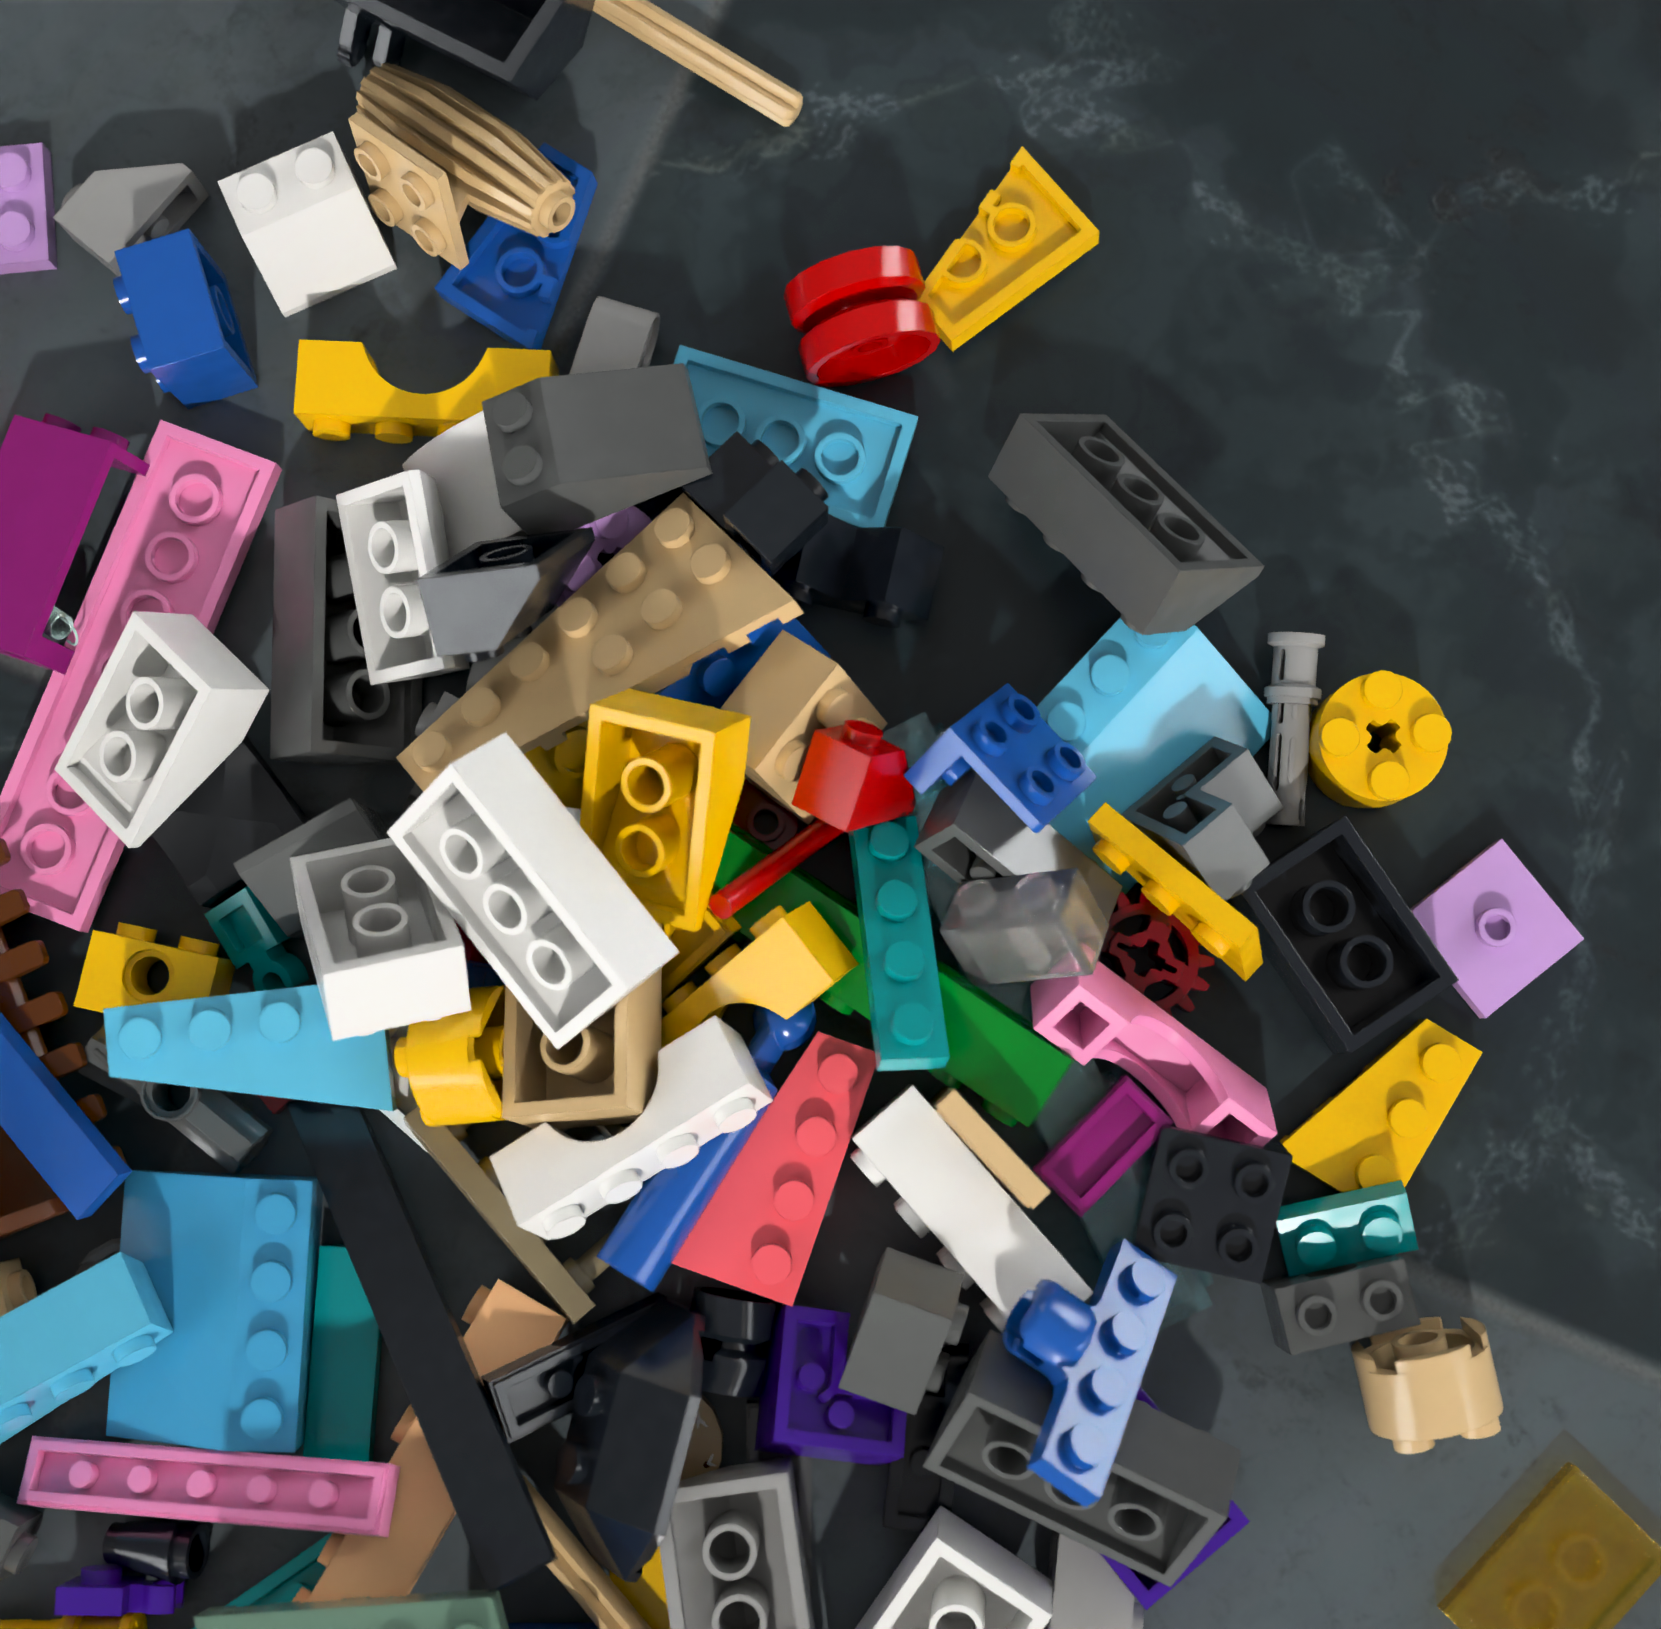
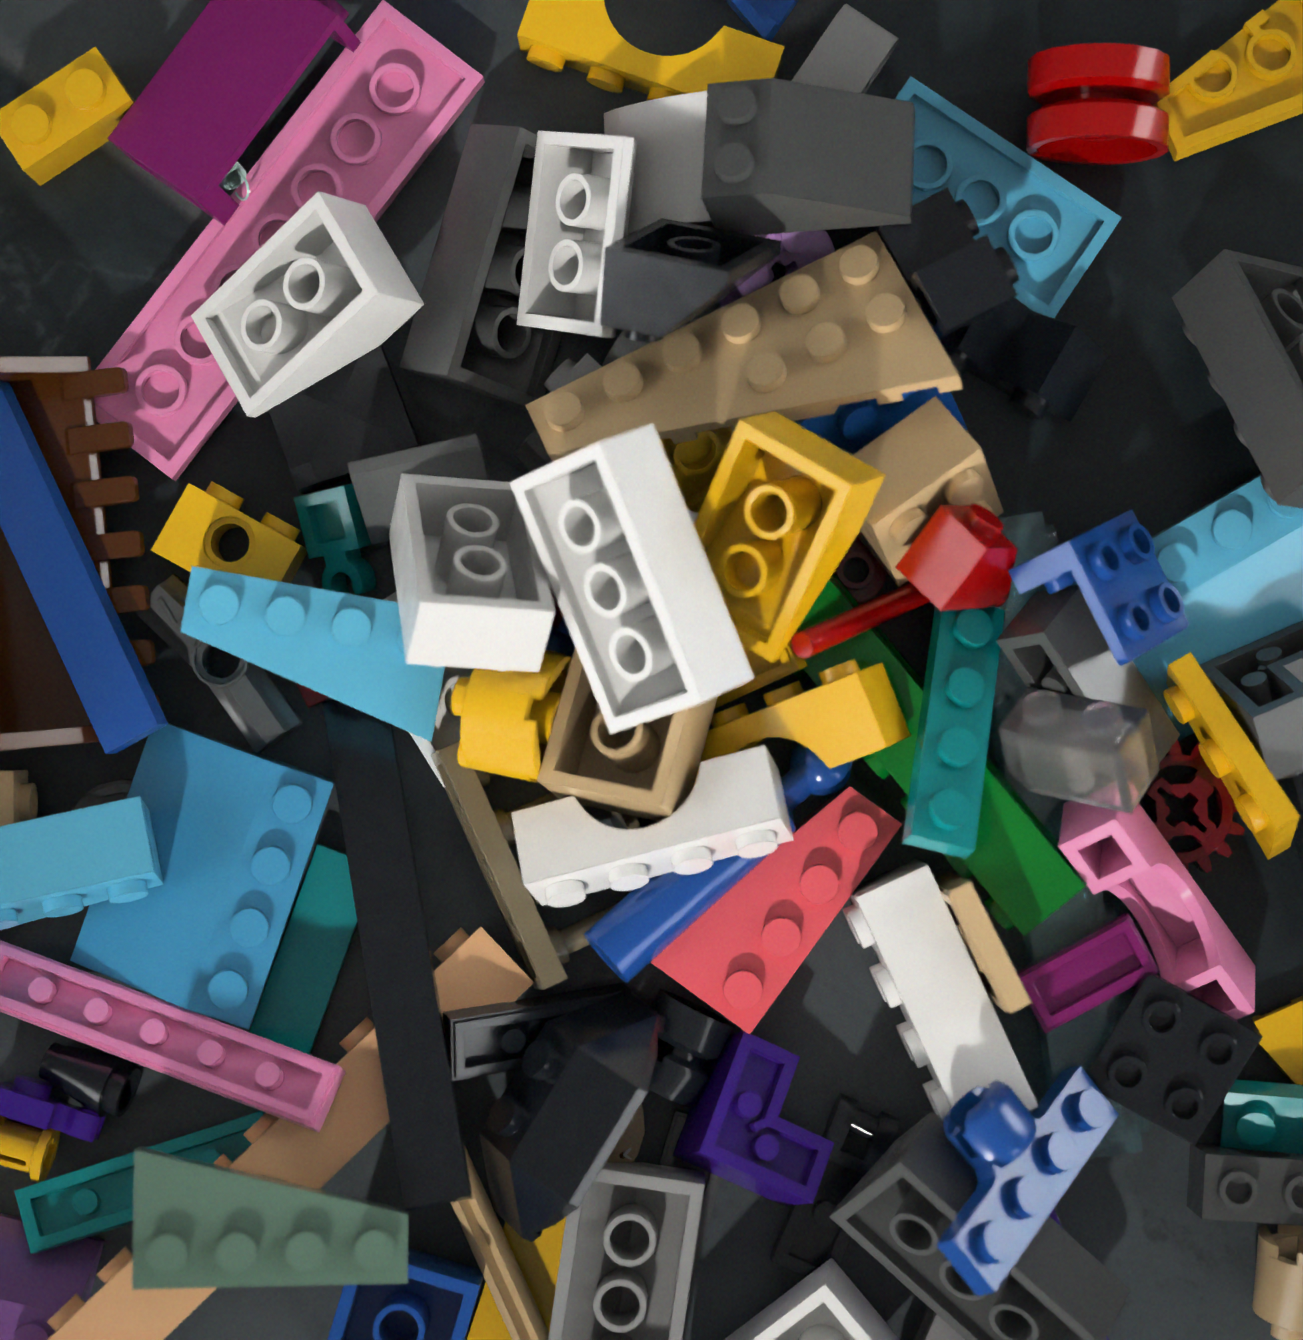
camera: 15 degrees right, 5 degrees up
(902, 1330) = (849, 1086): dark grey brick -> none

